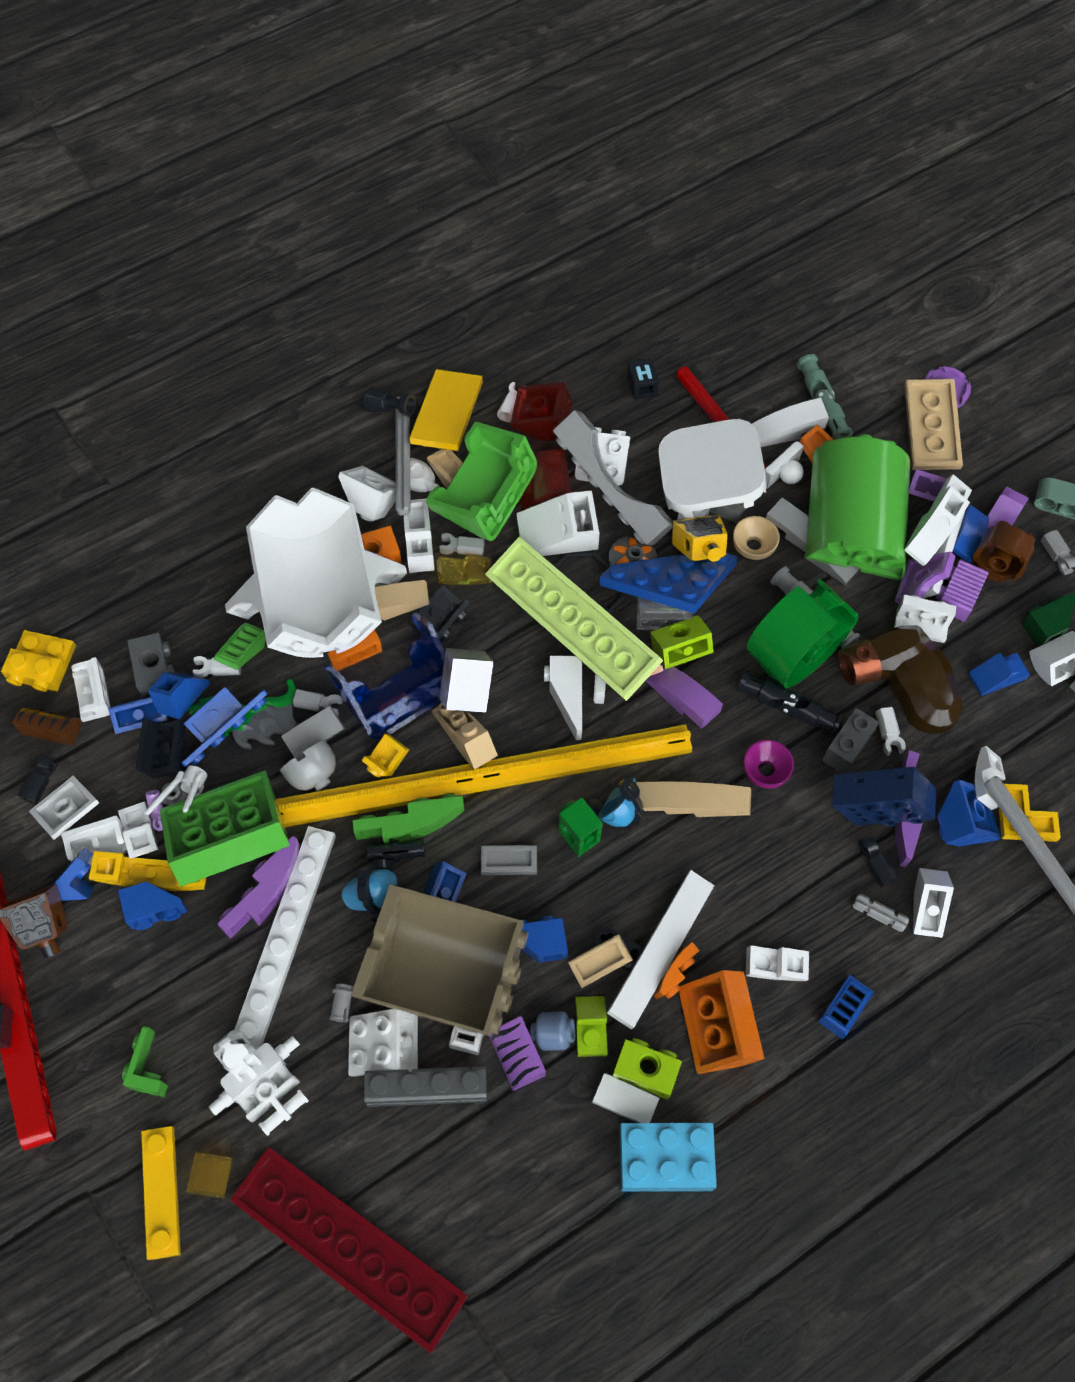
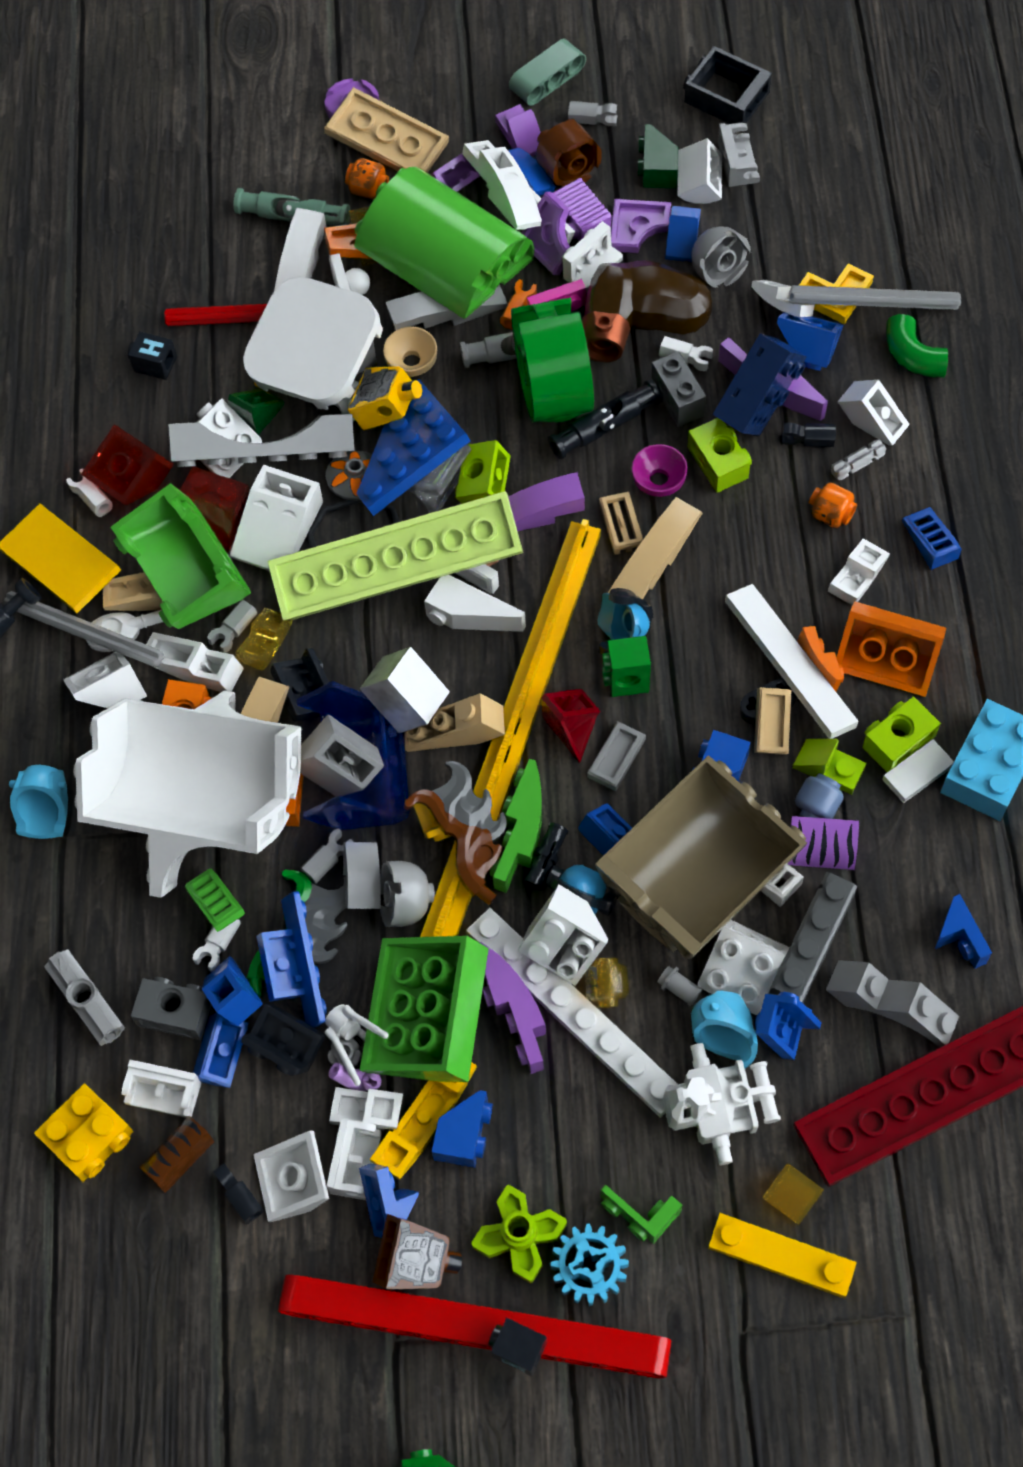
camera: 55 degrees left, 0 degrees up
(78, 1058) = (575, 1271): none -> medium azure gear
(90, 986) = (539, 1229): none -> lime plant
(126, 618) = (93, 1012): none -> light grey piece
(255, 495) = (39, 802): none -> medium azure helmet
(315, 946) = (606, 982): none -> clear yellow head
(322, 1051) = (725, 1026): none -> medium azure helmet
(328, 894) = (564, 936): none -> white slope
(339, 1096) = (782, 1023): none -> blue bracket
(387, 781) = (470, 823): none -> piece
(388, 664) = (339, 758): none -> light grey slope
(406, 1178) = (907, 1002): none -> light grey arch
(503, 1198) = (961, 925): none -> blue slope
(519, 810) = (571, 717): none -> dark red slope
(642, 464) = (255, 407): none -> dark green slope
(694, 776) = (626, 544): none -> tan tile
(801, 812) = (720, 470): none -> lime brick
(824, 912) = (833, 505): none -> orange head
(851, 590) = (517, 300): none -> orange bar
(871, 614) = (574, 289): none -> dark pink plate
(886, 427) = (365, 177): none -> orange head
(983, 634) = (636, 221): none -> medium lavender tile
(992, 710) = (720, 256): none -> light grey cylinder
(1008, 903) = (910, 352): none -> green cylinder

